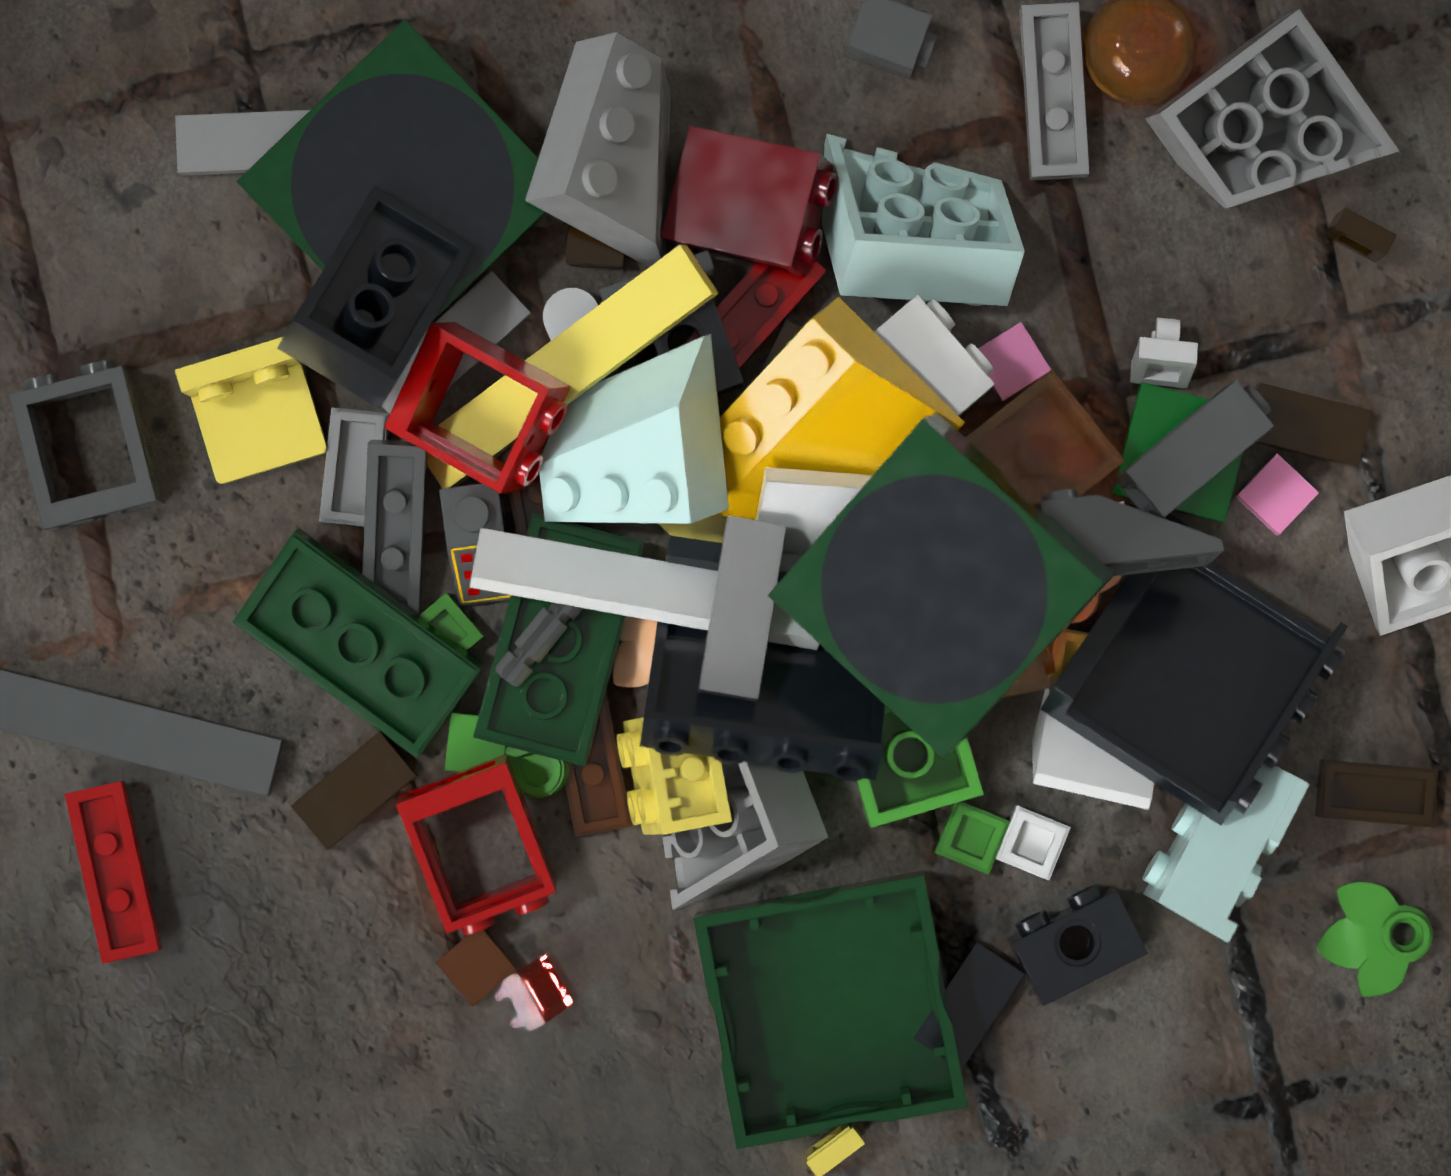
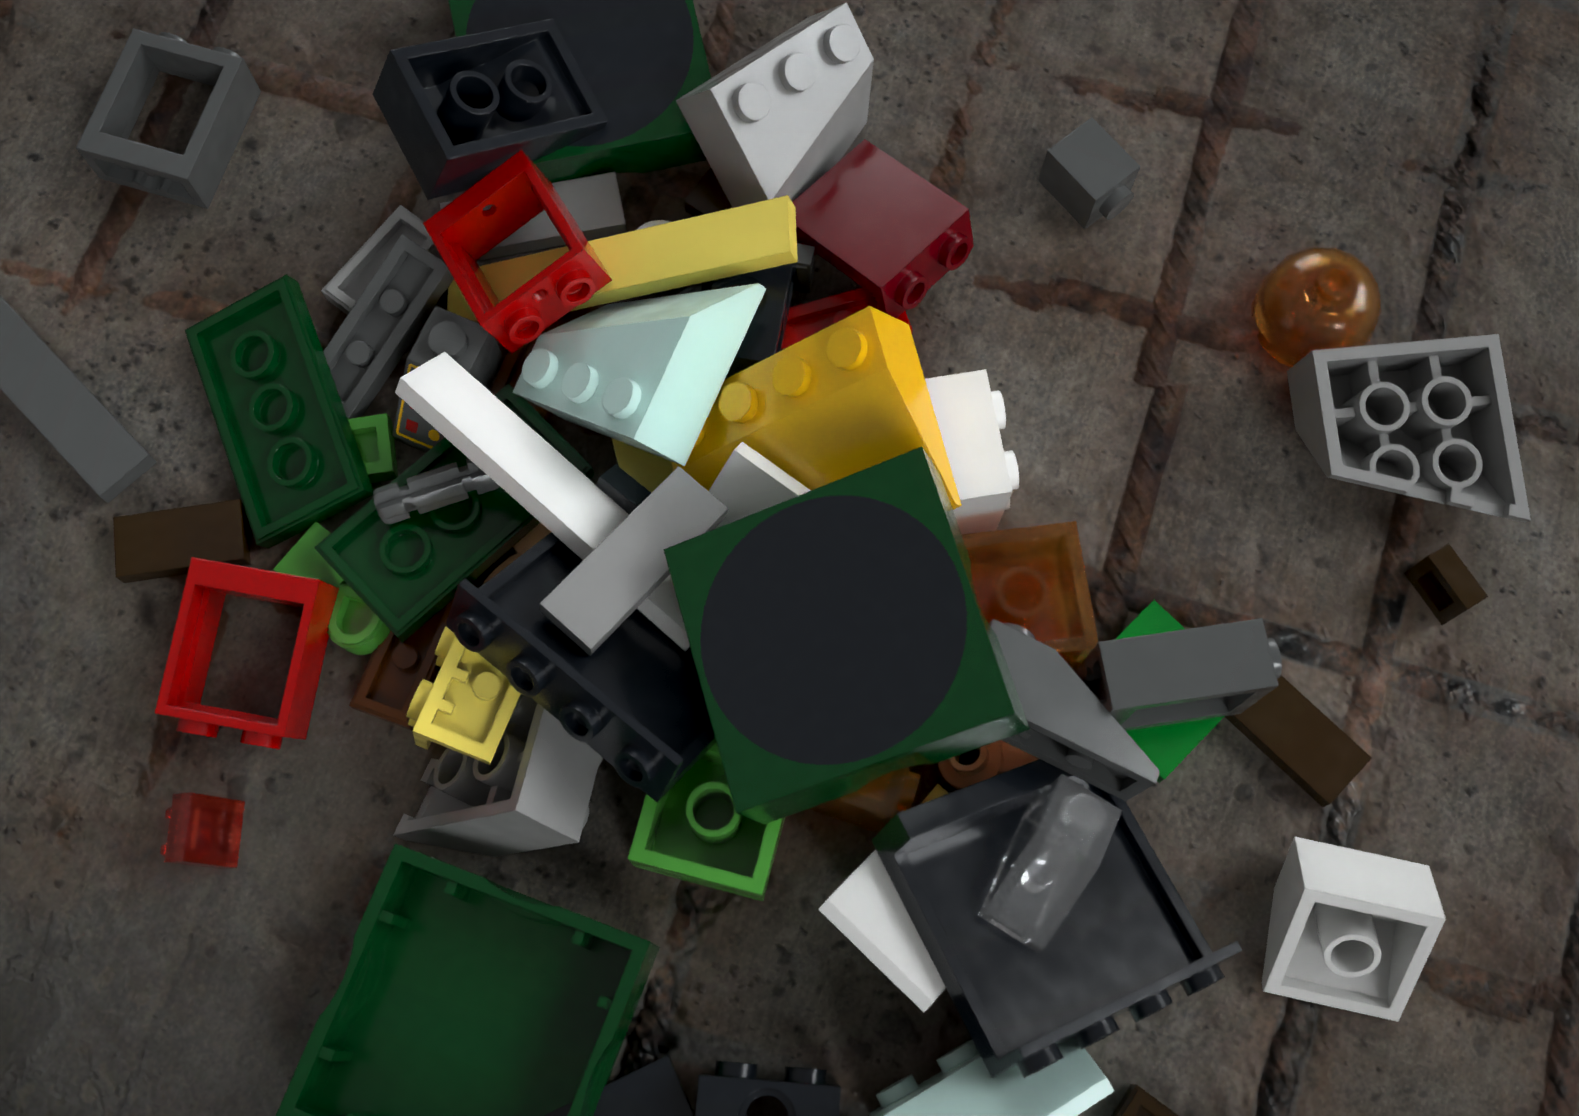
camera: 30 degrees right, 15 degrees down
(253, 410) = (333, 160): light yellow bracket -> none
(476, 966) = (171, 768): reddish brown tile -> none
(918, 230) = (1038, 355): light aqua wedge -> none
(972, 837) = (729, 943): bright green tile -> none
(1014, 361) = (1038, 504): bright pink tile -> none
(1032, 842) = (786, 986): white tile -> none
(1054, 91) = (1214, 302): light grey plate -> none
(1163, 357) = (1189, 587): white tile -> none
(1176, 647) = (1050, 862): none -> clear slope
(1276, 494) = (1230, 785): bright pink tile -> none

